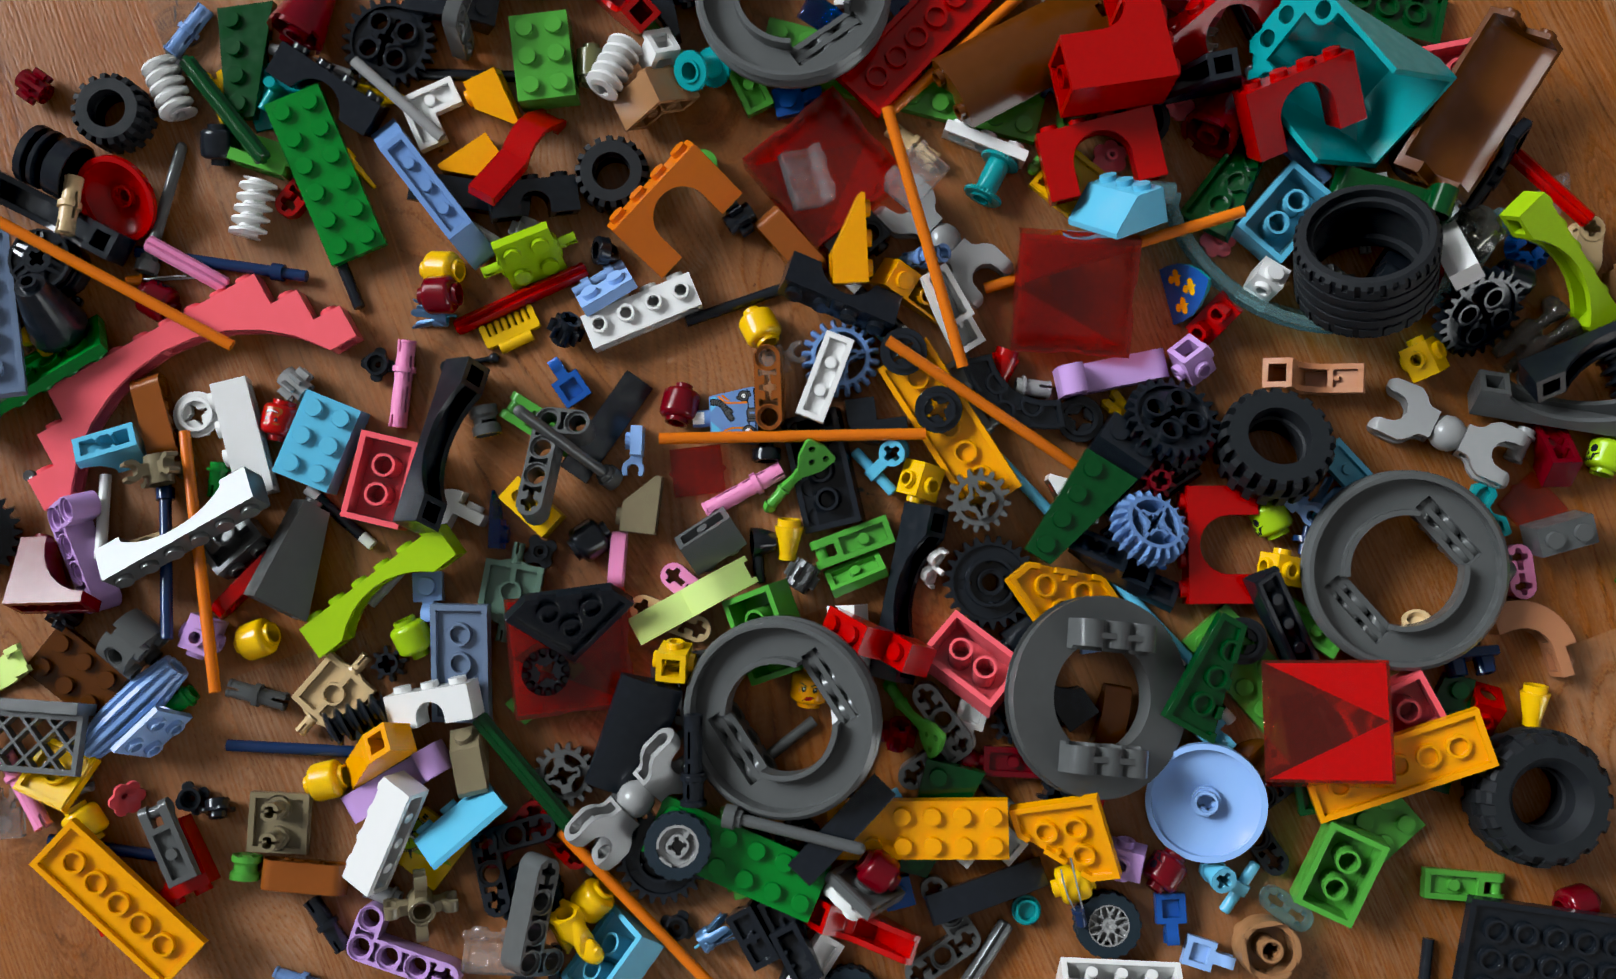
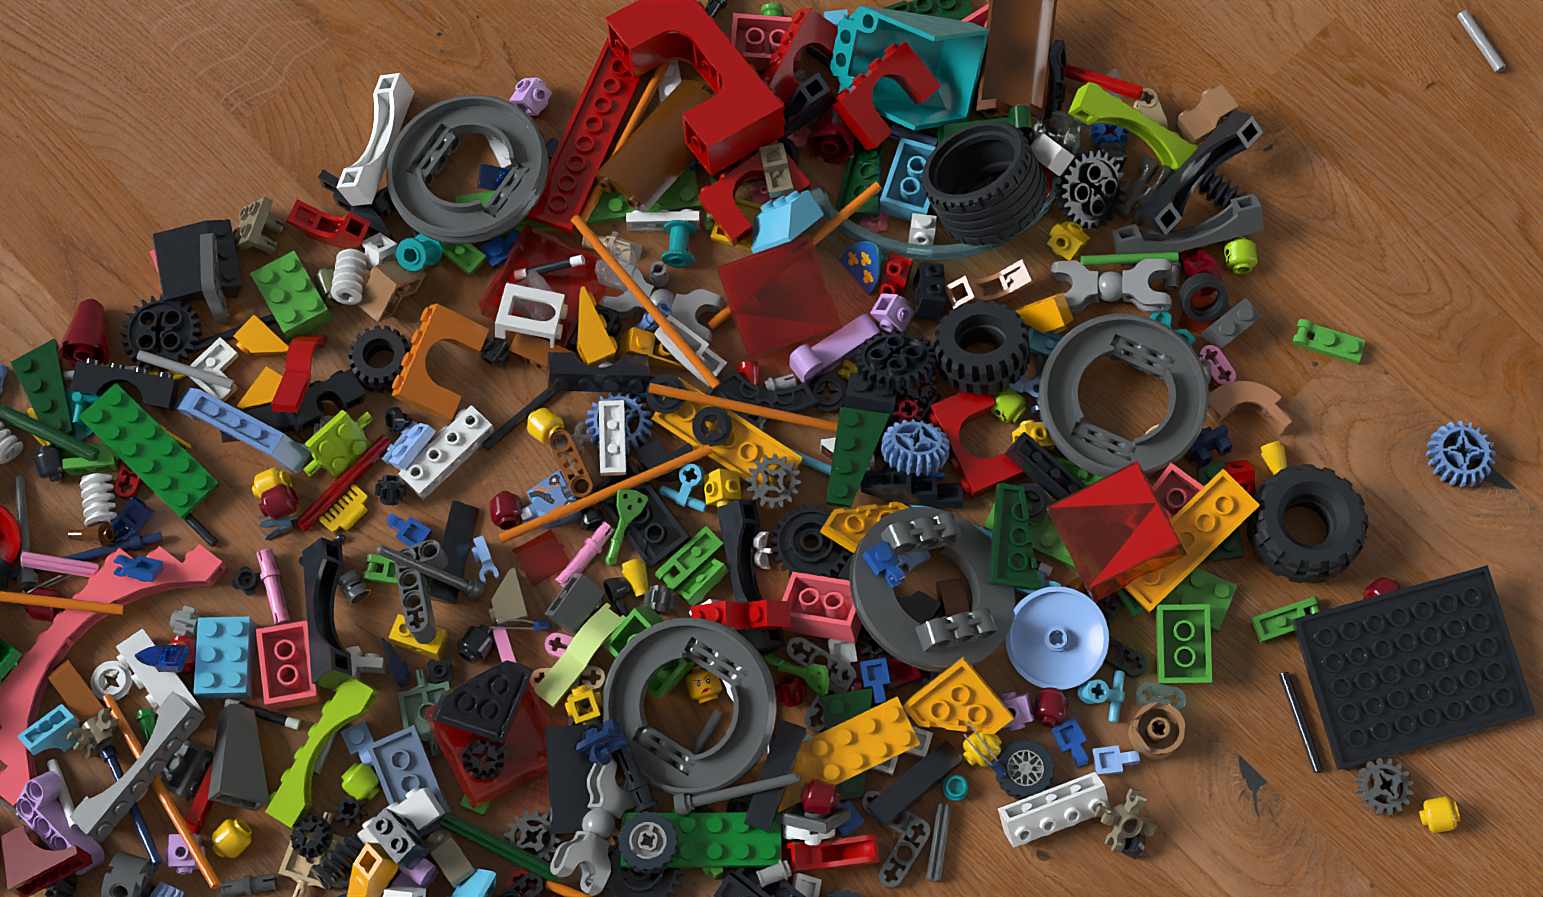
camera: 20 degrees left, 15 degrees down
(240, 247) = (99, 534): none -> reddish brown cone
(253, 419) = (164, 657): none -> clear blue plate
(263, 309) = (141, 568): none -> blue plate
(280, 244) = (131, 519): none -> clear blue plate
(349, 679) = (312, 848): none -> black gear
(418, 731) = (398, 838): none -> black brick
(662, 545) = (537, 625): none -> piece
(672, 720) = (602, 743): none -> dark blue hips
(796, 931) = (774, 873): none -> light grey pin
(805, 225) = (547, 329): none -> white panel
(839, 147) = (551, 266): none -> black bar
(953, 211) = (658, 275): none -> light grey pin
(995, 761) = (875, 676): none -> blue plate
(1058, 651) = (883, 560): none -> blue plate
(1136, 143) = (776, 170): none -> dark tan slope
(1243, 353) = (929, 291): none -> black brick
(1361, 435) = (1047, 314): none -> light orange slope
(1482, 410) = (1126, 258): none -> bright green bar
(1545, 476) = (1211, 311): none -> black tyre

